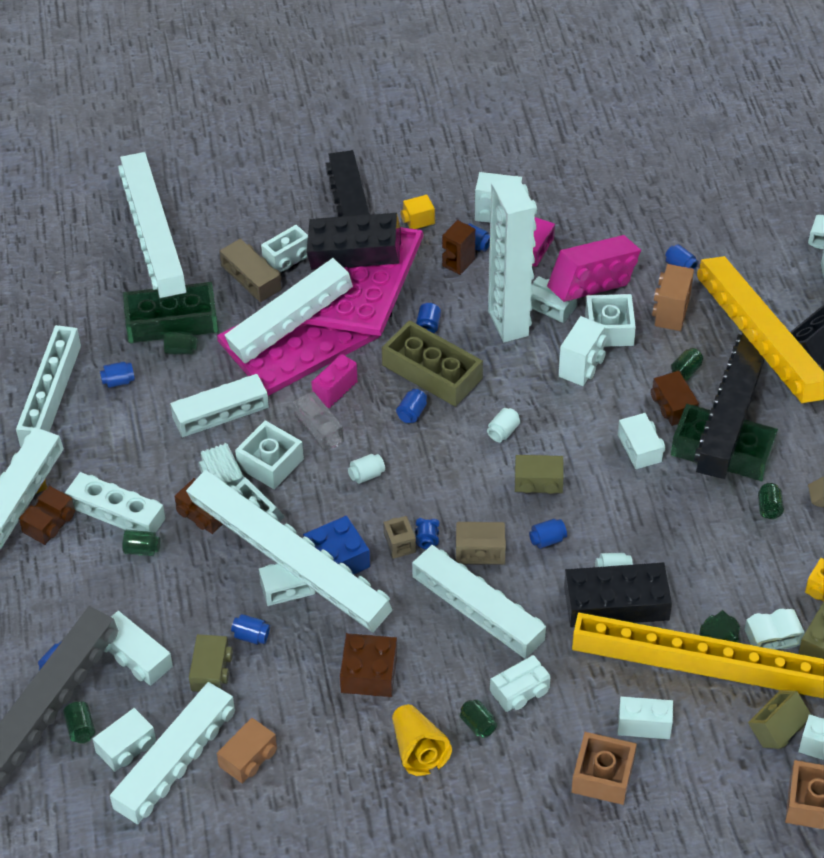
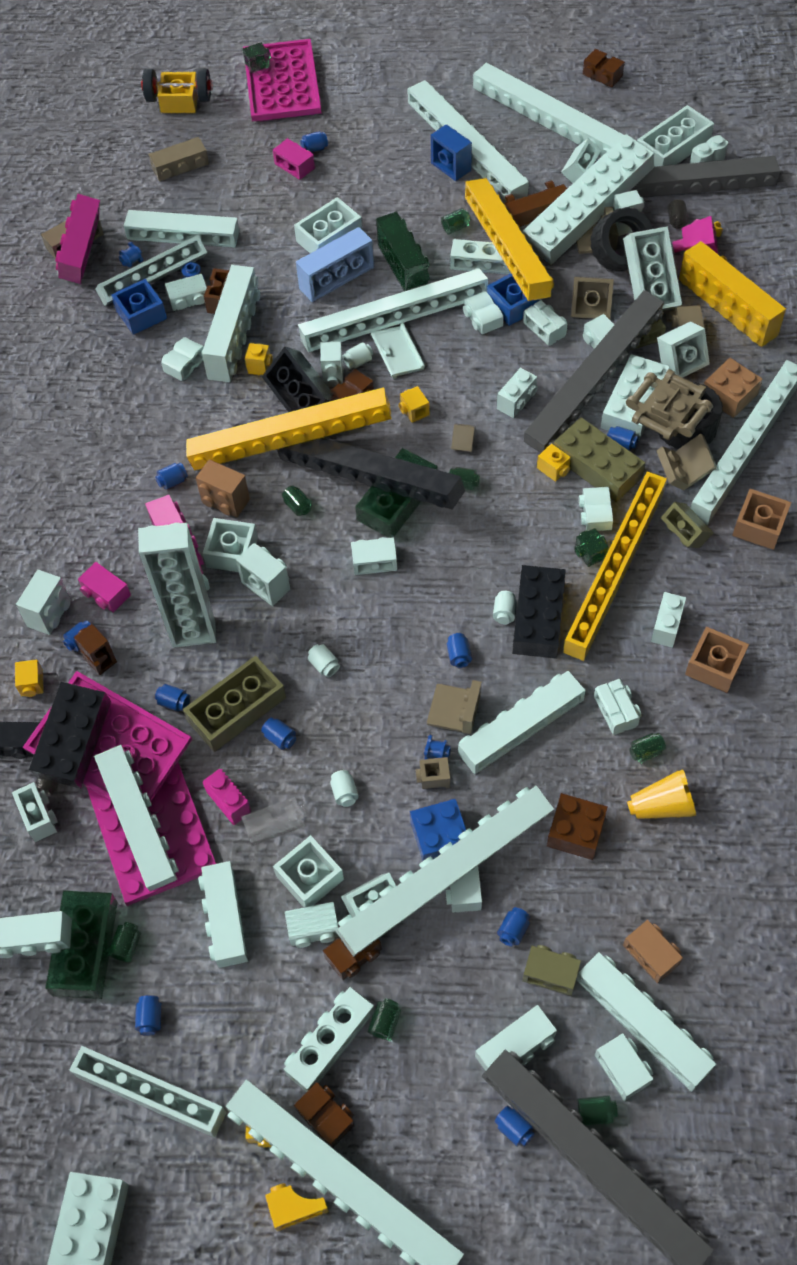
camera: 75 degrees left, 10 degrees up
(250, 270) = (45, 854): dark tan brick -> none
(539, 474) = (393, 642): olive brick -> none
(672, 395) = (333, 518): reddish brown brick -> none

